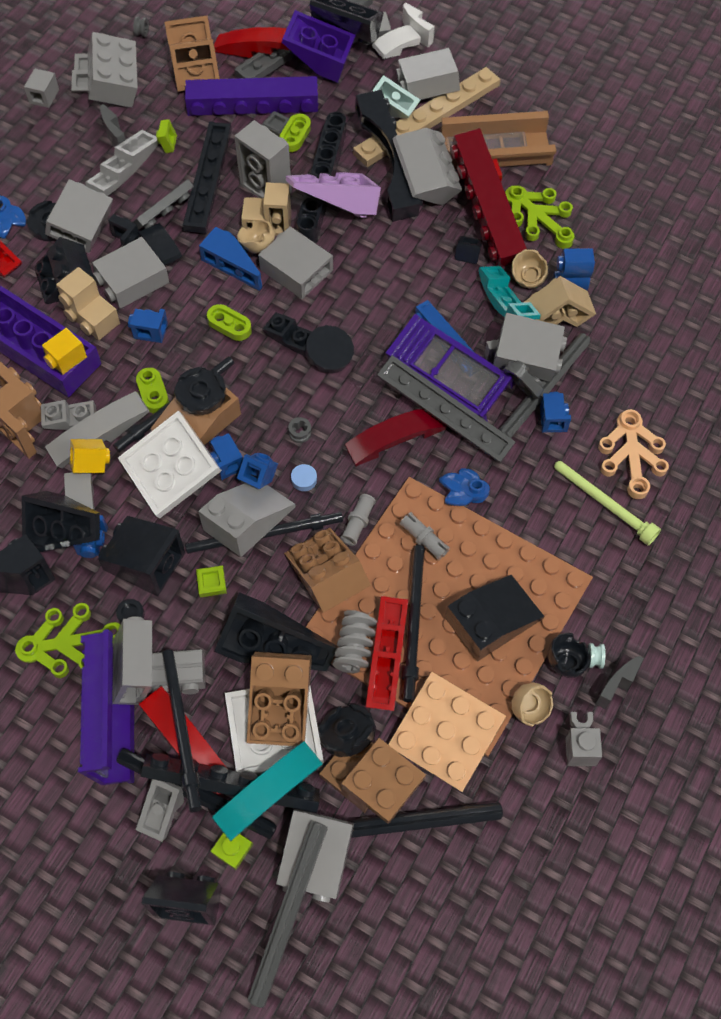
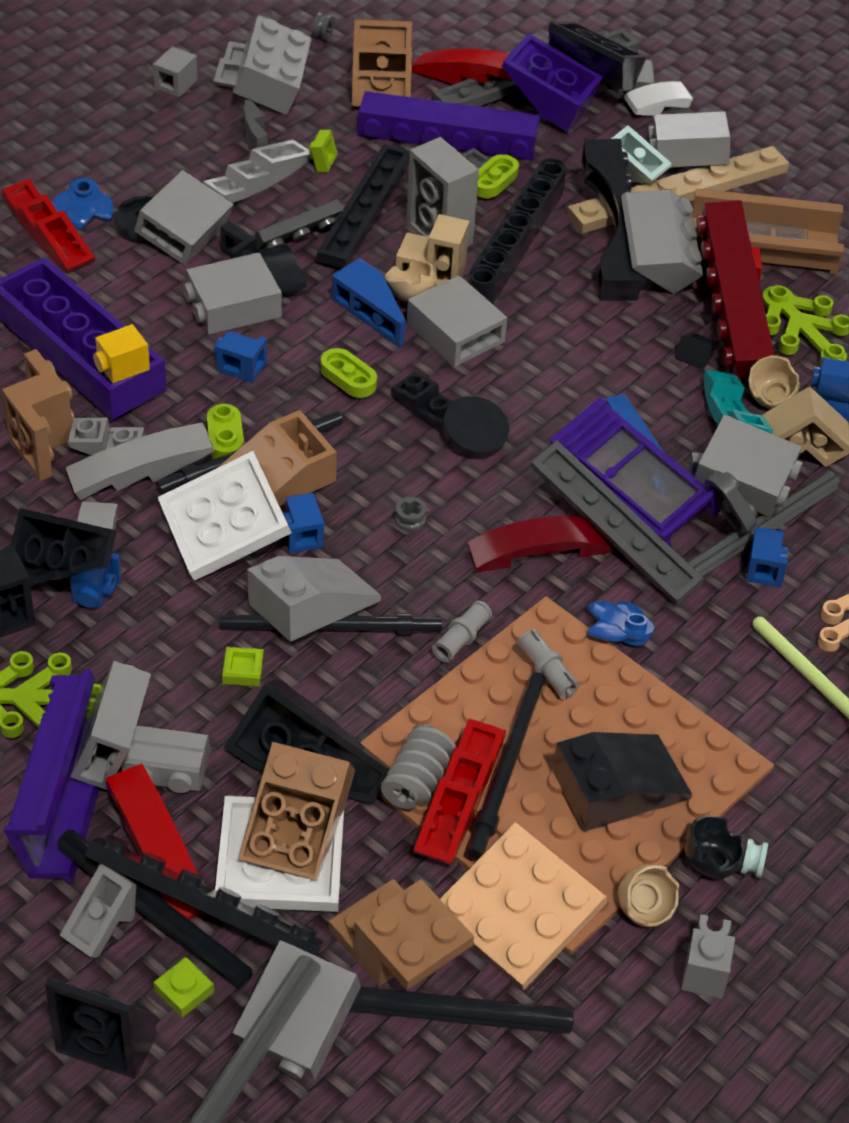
camera: 10 degrees right, 15 degrees down
(57, 263) = (146, 276): black slope -> none
(85, 305) = (164, 315): tan brick -> none
(88, 455) = (120, 485): yellow brick -> none
(143, 553) = (161, 612): black slope -> none
(190, 778) = (150, 866): black bar -> none
(200, 391) = (288, 433): black tile -> none
(257, 465) = (340, 543): blue brick -> none
(266, 790) = (248, 912): teal slope -> none
(304, 477) = (401, 570): light blue tile -> none
(327, 569) = (405, 677): medium nougat slope -> none
(346, 190) = (550, 251): lavender wedge -> none
(347, 730) = (379, 875): black tile -> none
(413, 17) = (688, 74): white slope -> none
(622, 678) = (783, 891): dark grey slope -> none

